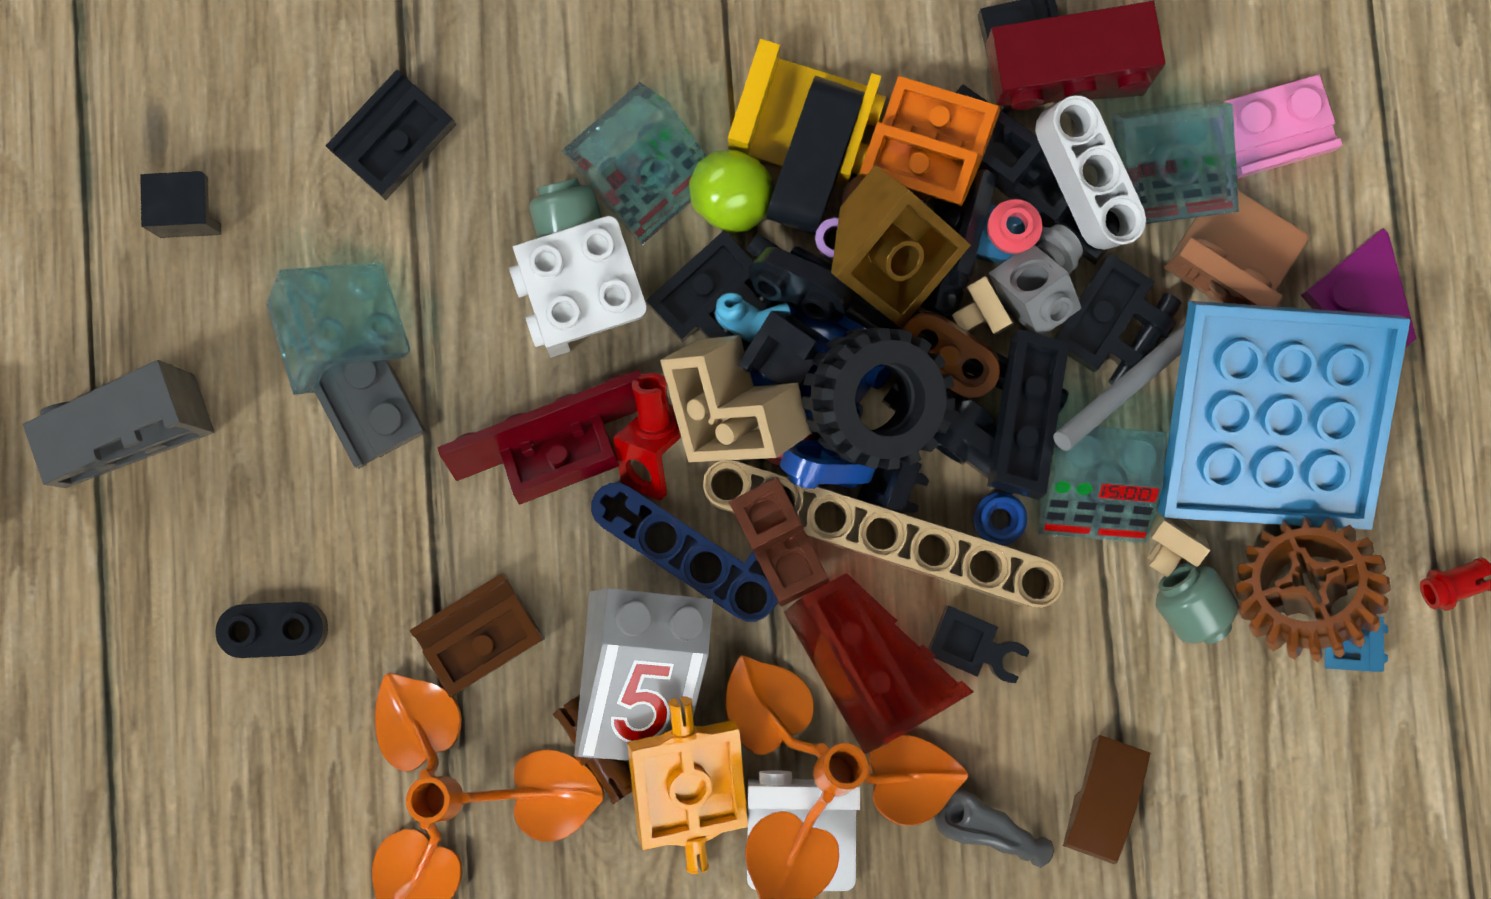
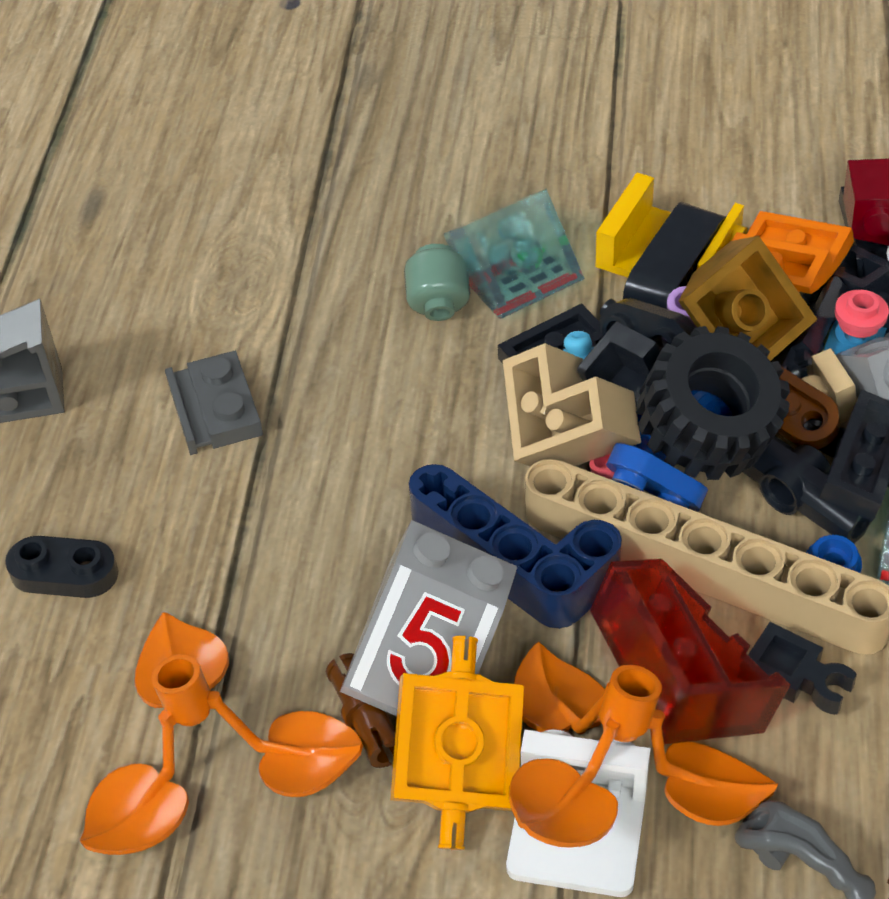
camera: 15 degrees right, 35 degrees down
(177, 205) = (92, 241): black panel -> none
(334, 319) = (195, 312): clear light blue bracket -> none
(391, 134) = (295, 218): black plate -> none
(477, 635) = (266, 591): reddish brown plate -> none
(549, 444) = (381, 436): dark red bracket -> none
(577, 283) = (431, 317): white bracket -> none
(647, 436) = (485, 430): red bracket -> none
(731, 190) = (592, 276): lime hair -> none
(779, 541) = (593, 521): copper slope -> none
(893, 487) = (727, 504): black tile -> none

